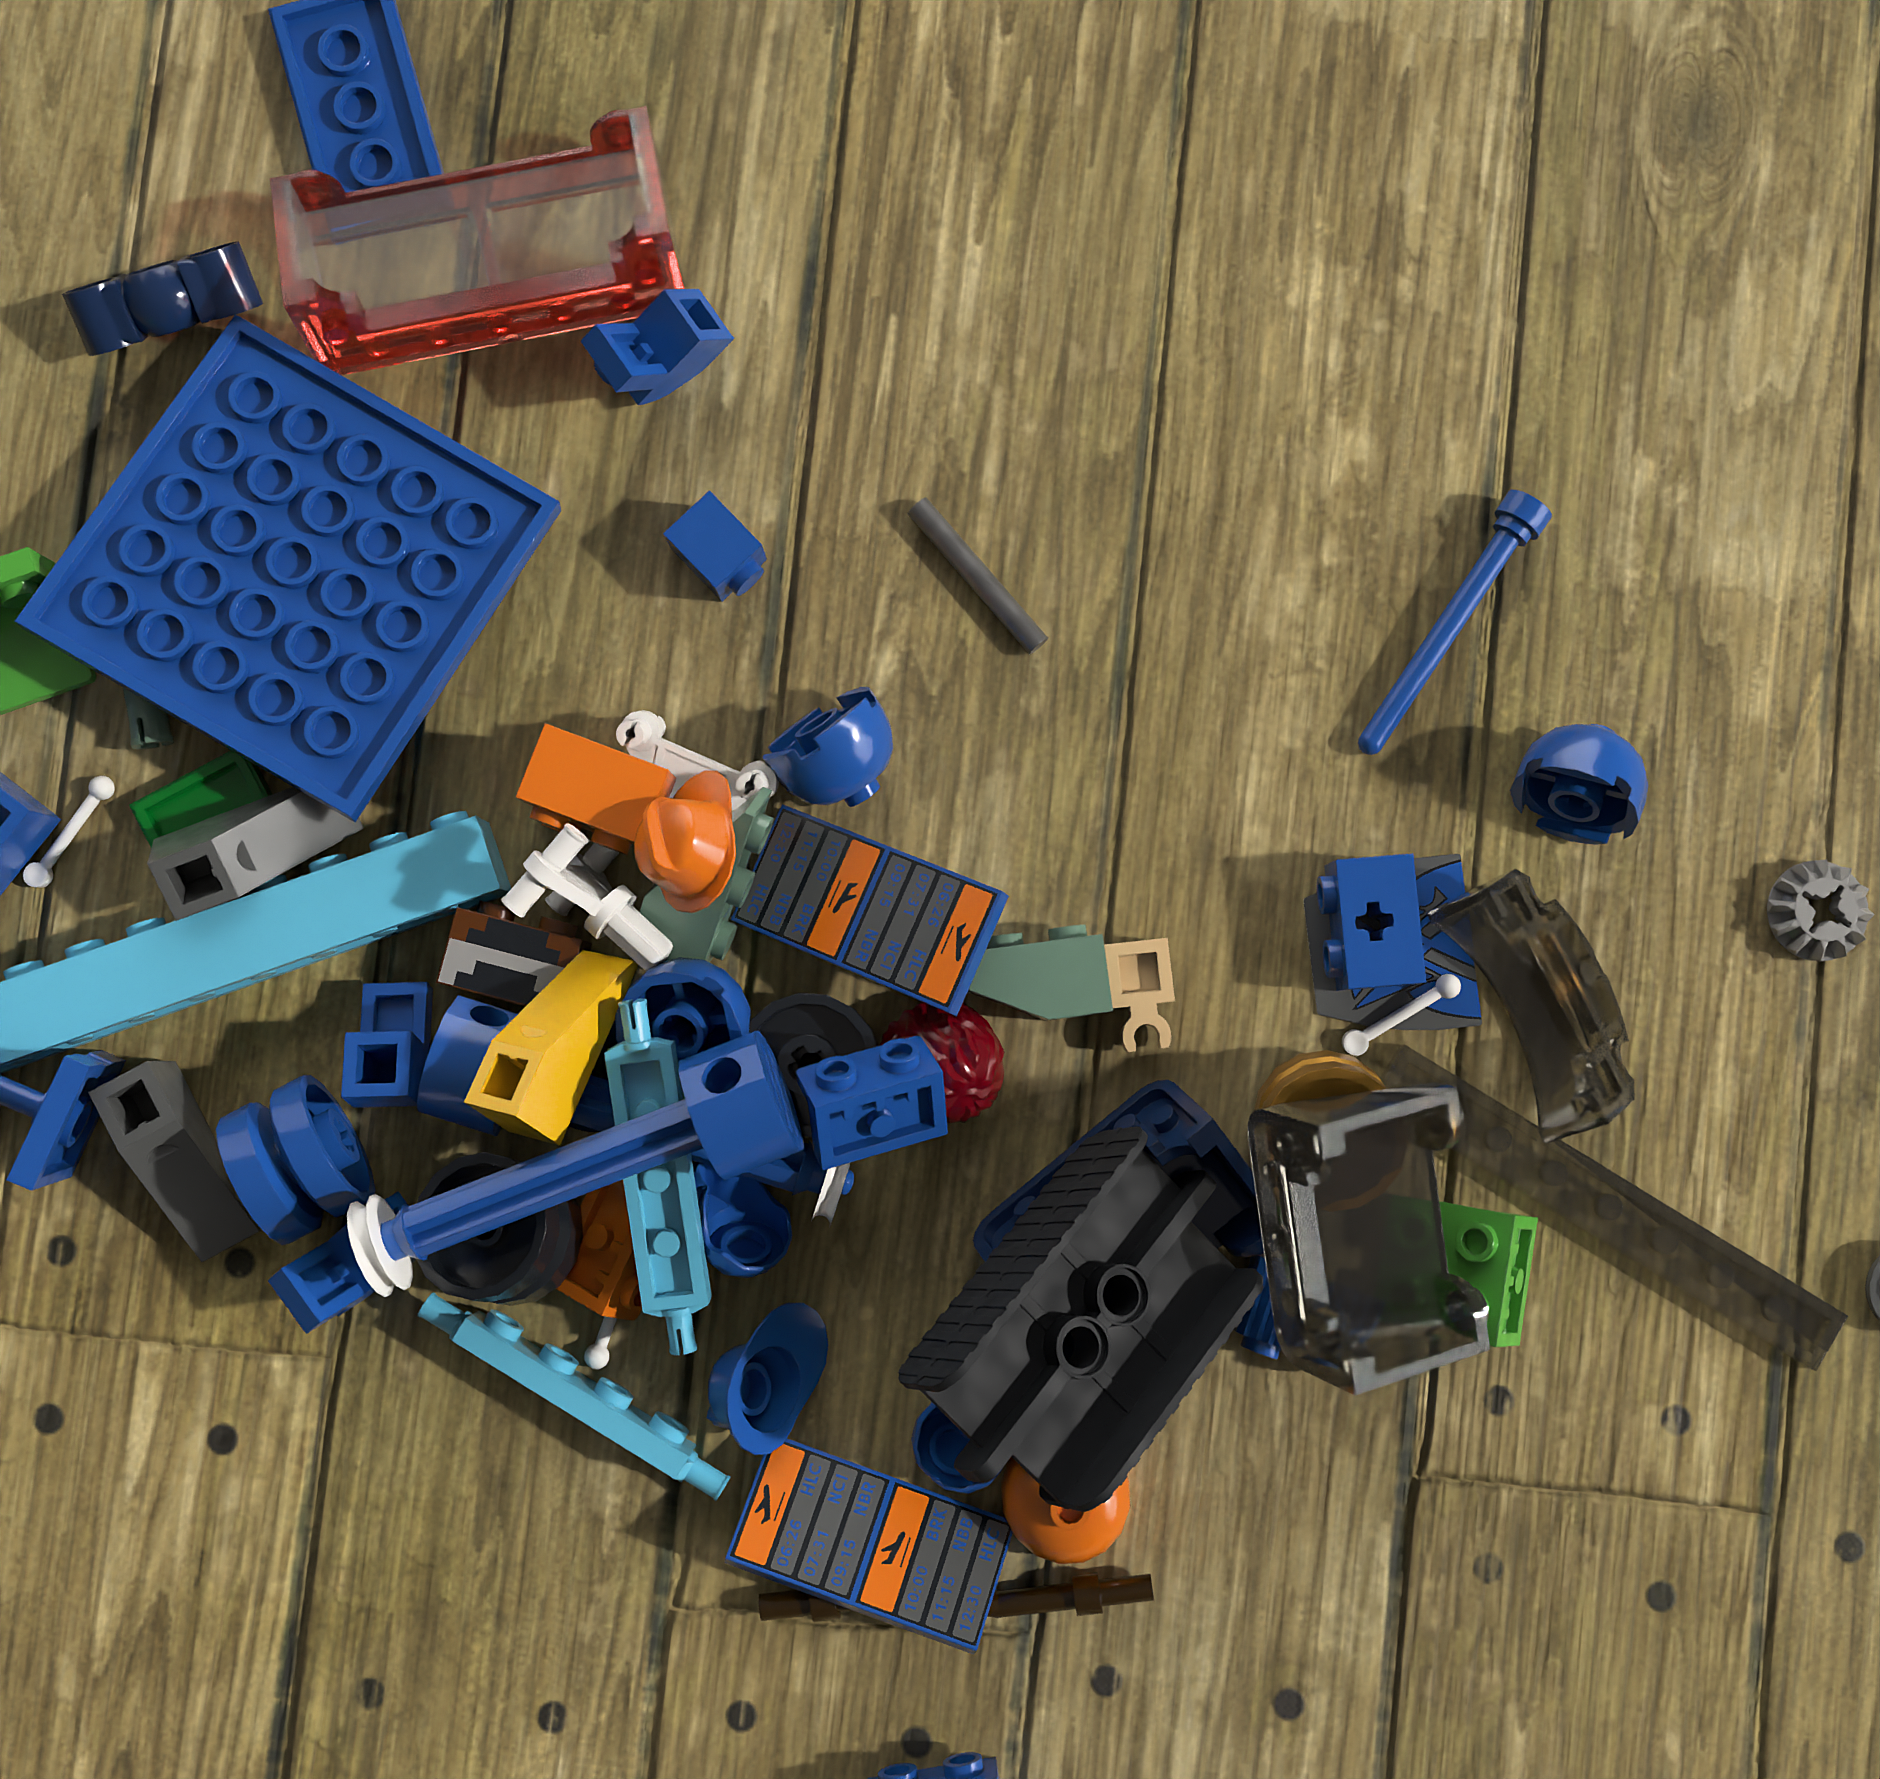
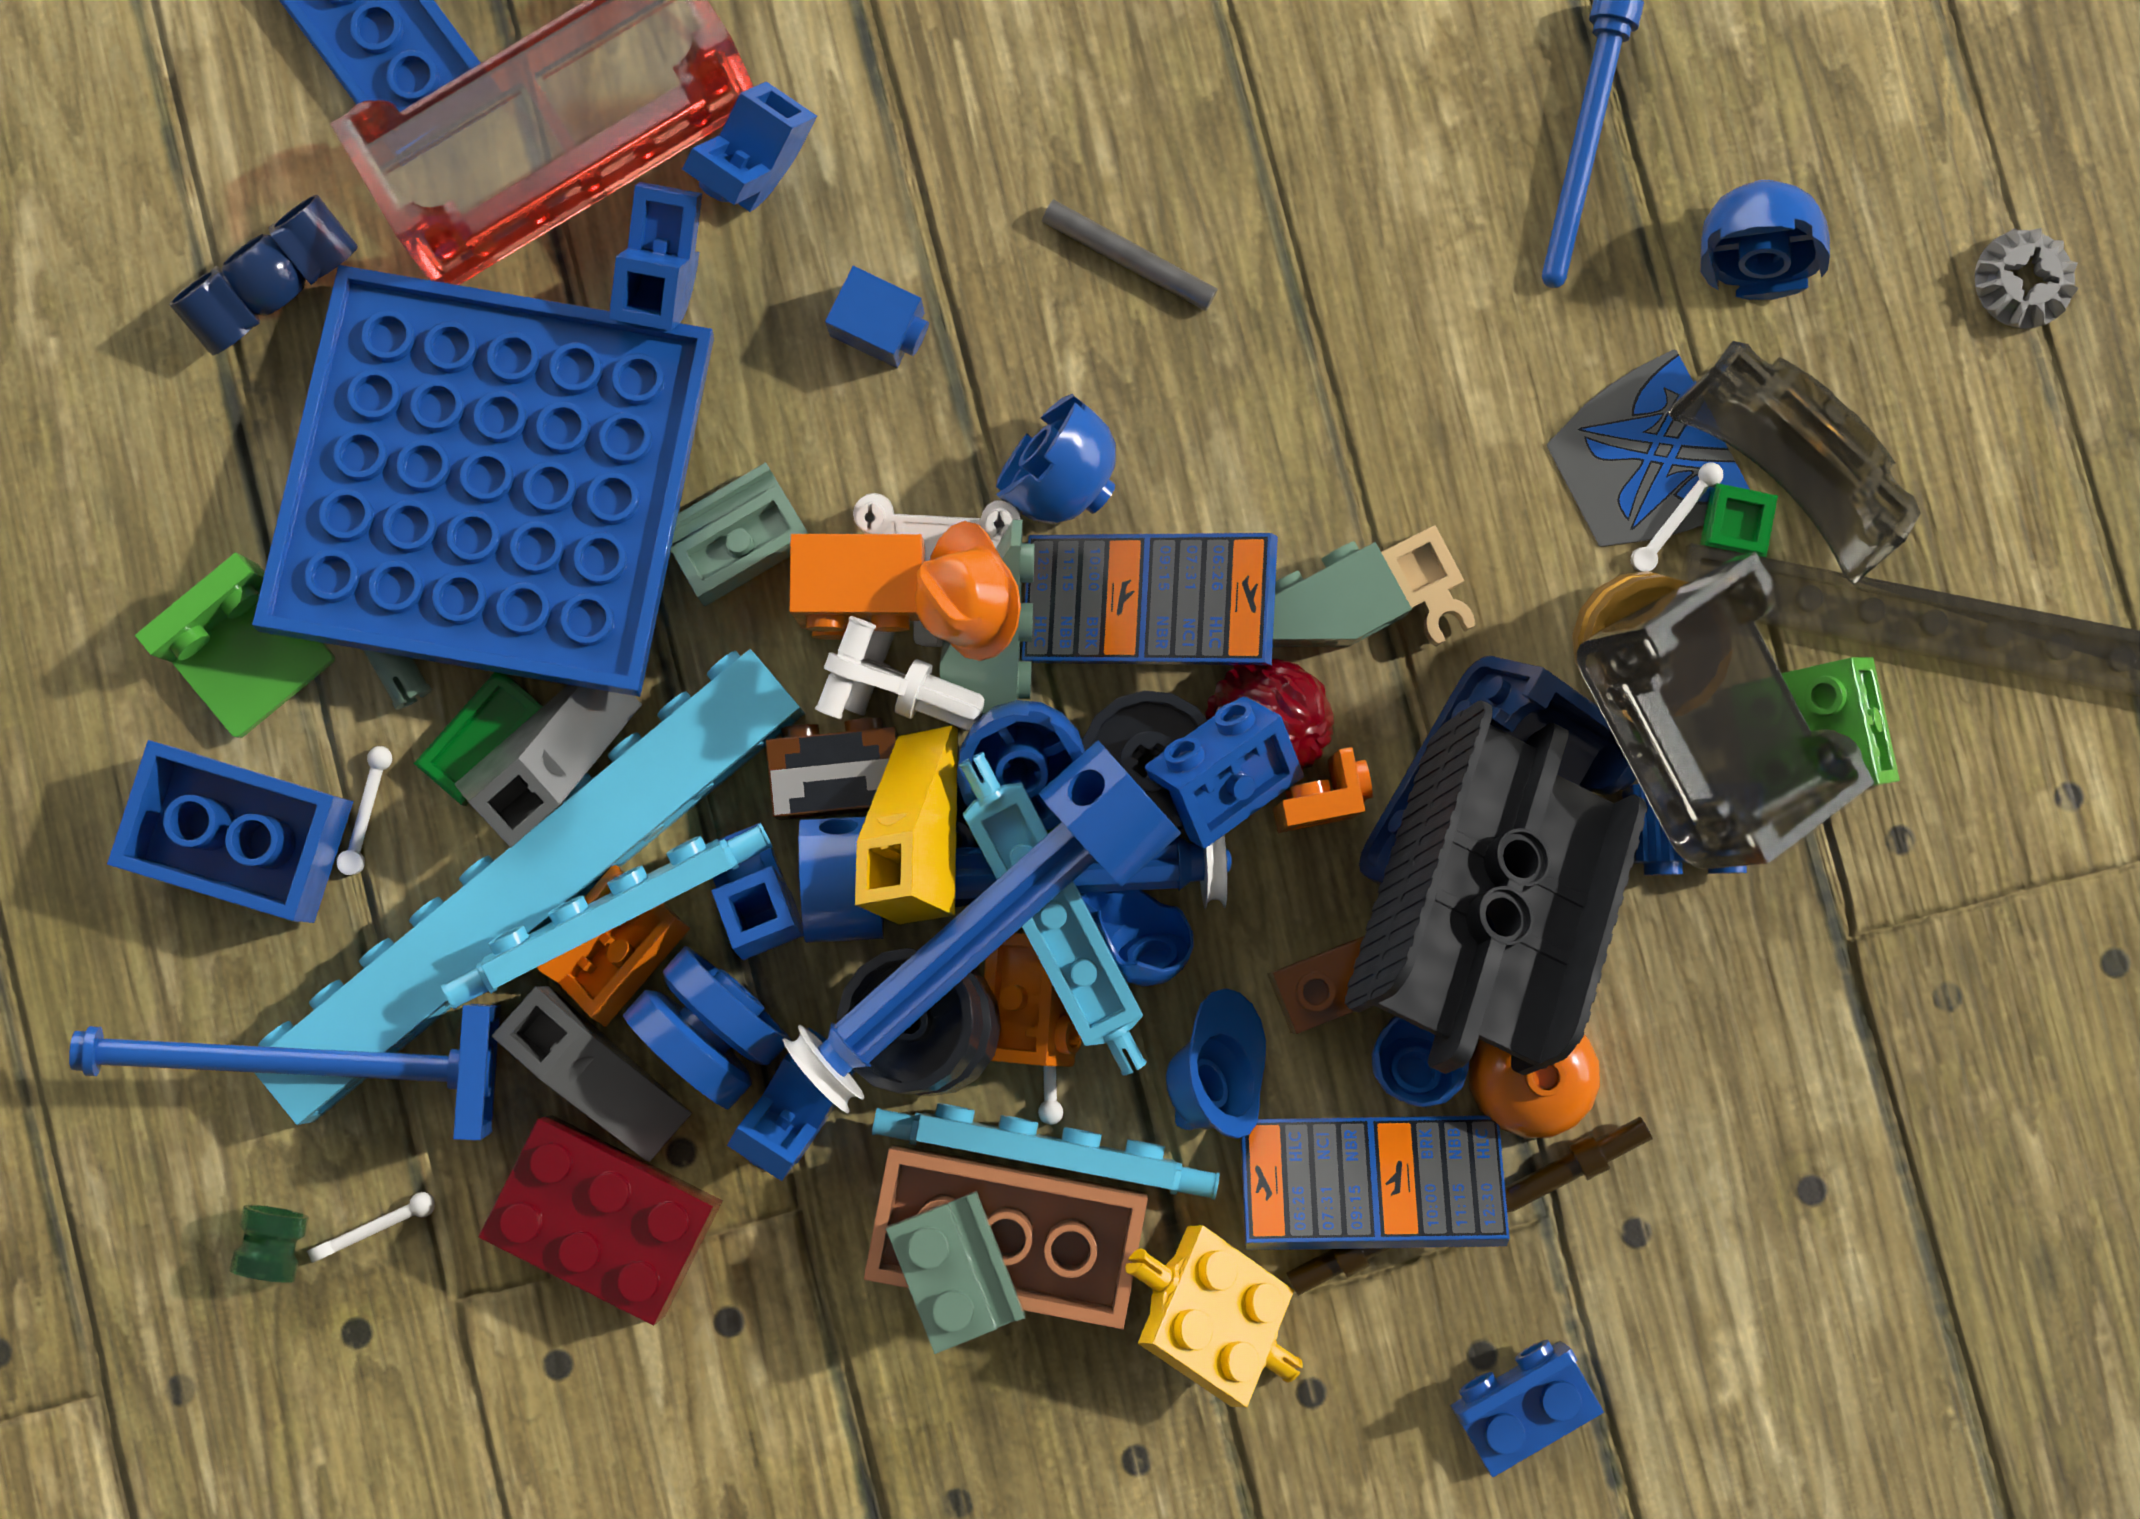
camera: 20 degrees left, 0 degrees up
(132, 1300) = (600, 1219): none -> dark red brick
(212, 1015) = (580, 922): none -> medium azure plate
(242, 1044) = (615, 964): none -> orange bracket
(434, 1485) = (955, 1272): none -> sand green plate
(502, 1463) = (1055, 1232): none -> nougat brick
(507, 701) = (735, 534): none -> sand green plate
(531, 427) = (661, 263): none -> blue brick
(670, 1616) = (1215, 1316): none -> yellow plate
(886, 1332) = (1316, 987): none -> reddish brown brick
(949, 1164) = (1317, 805): none -> orange bracket
(1388, 892) = (1619, 407): blue brick -> none
(1458, 1039) = (1738, 519): none -> green tile

